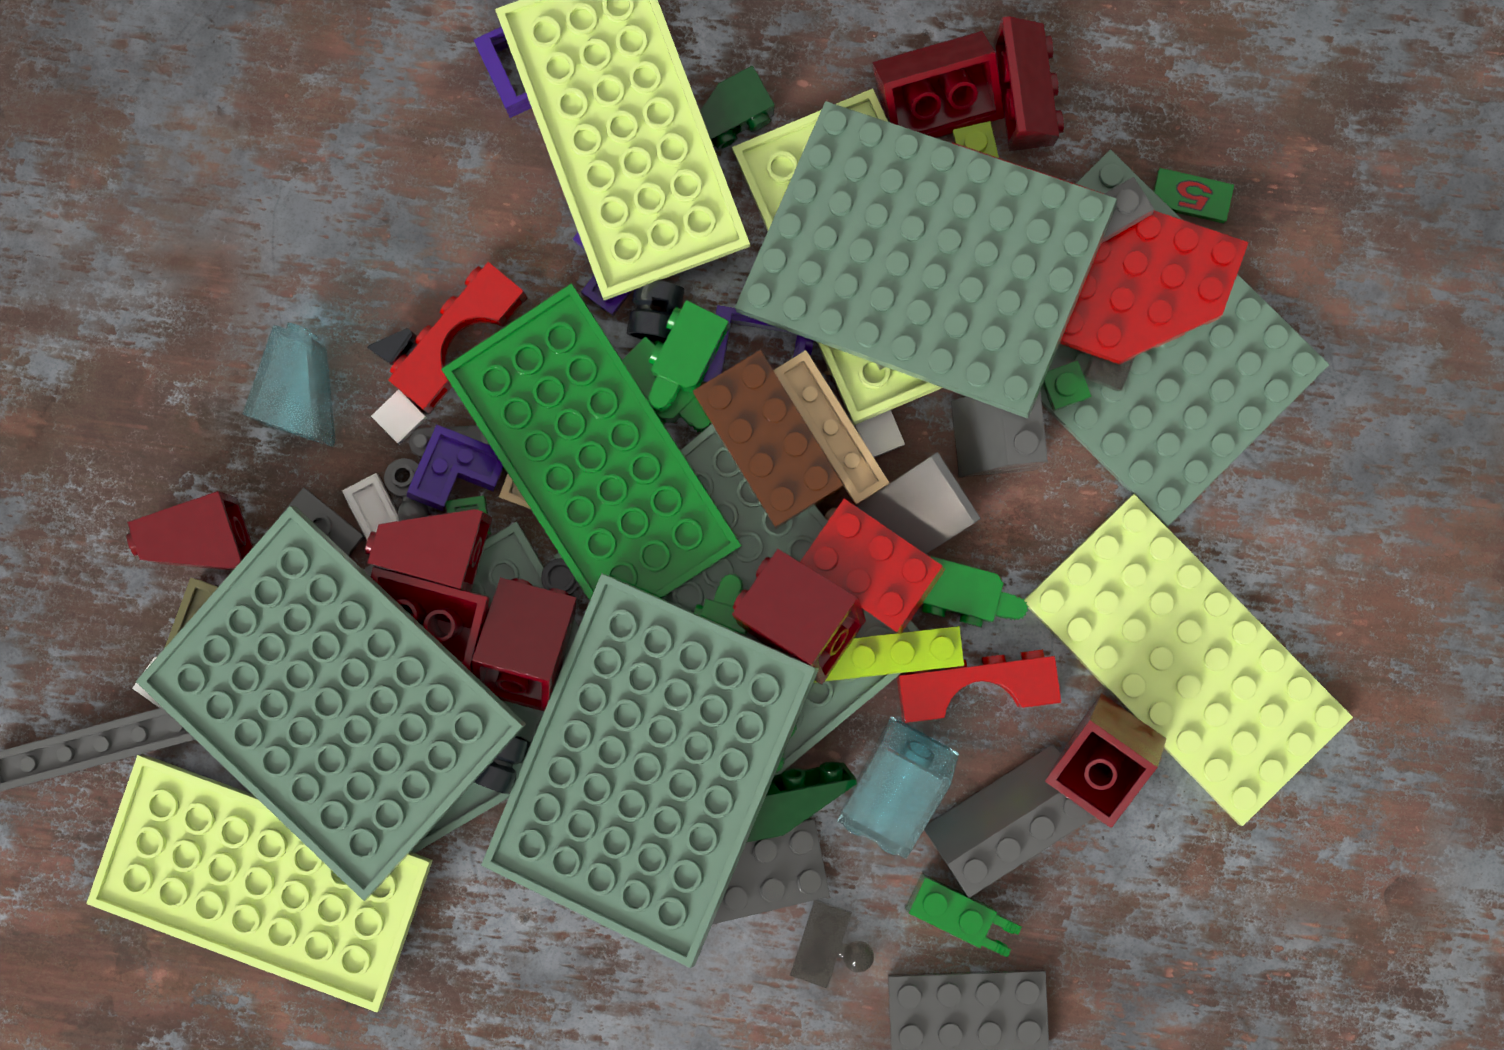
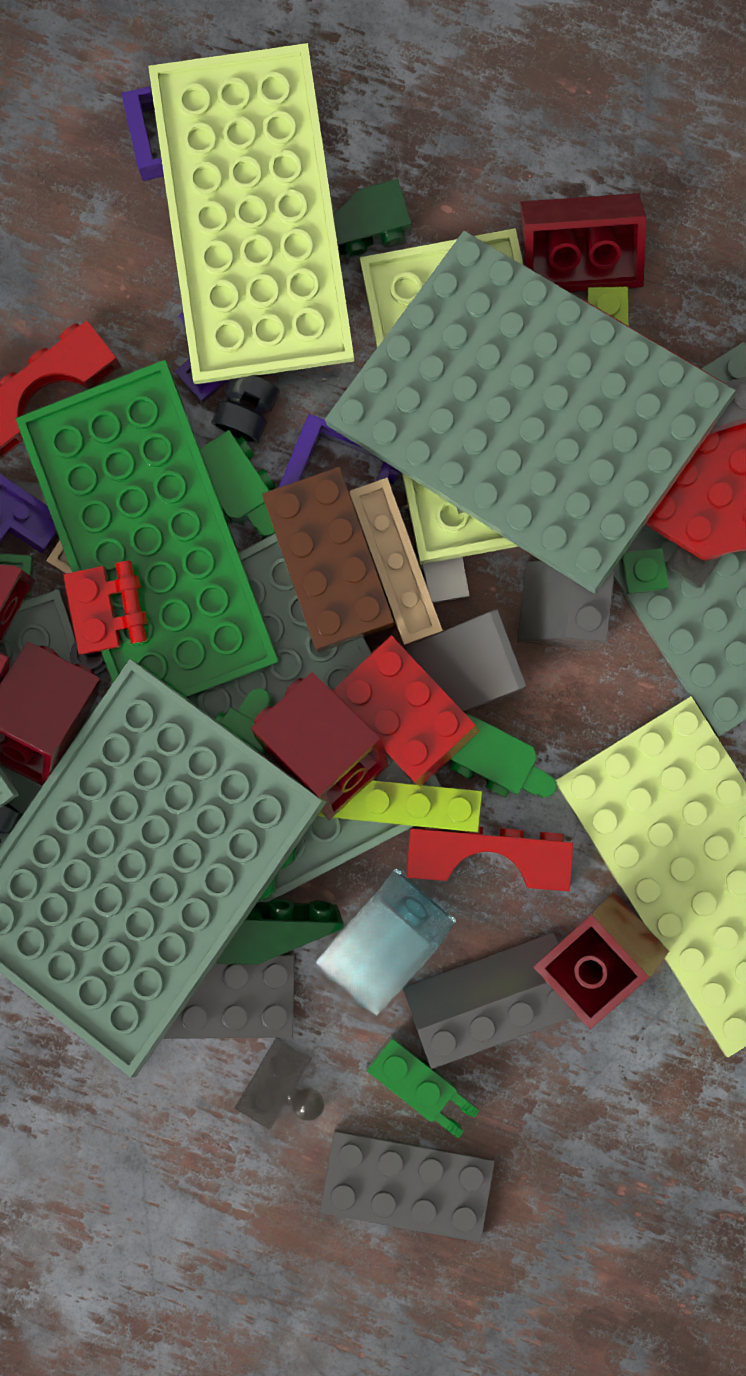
camera: 15 degrees right, 0 degrees up
(556, 535) = (93, 610): none -> red plate
(685, 354) = (264, 455): green hinge -> none
(1027, 84) = (673, 257): dark red slope -> none

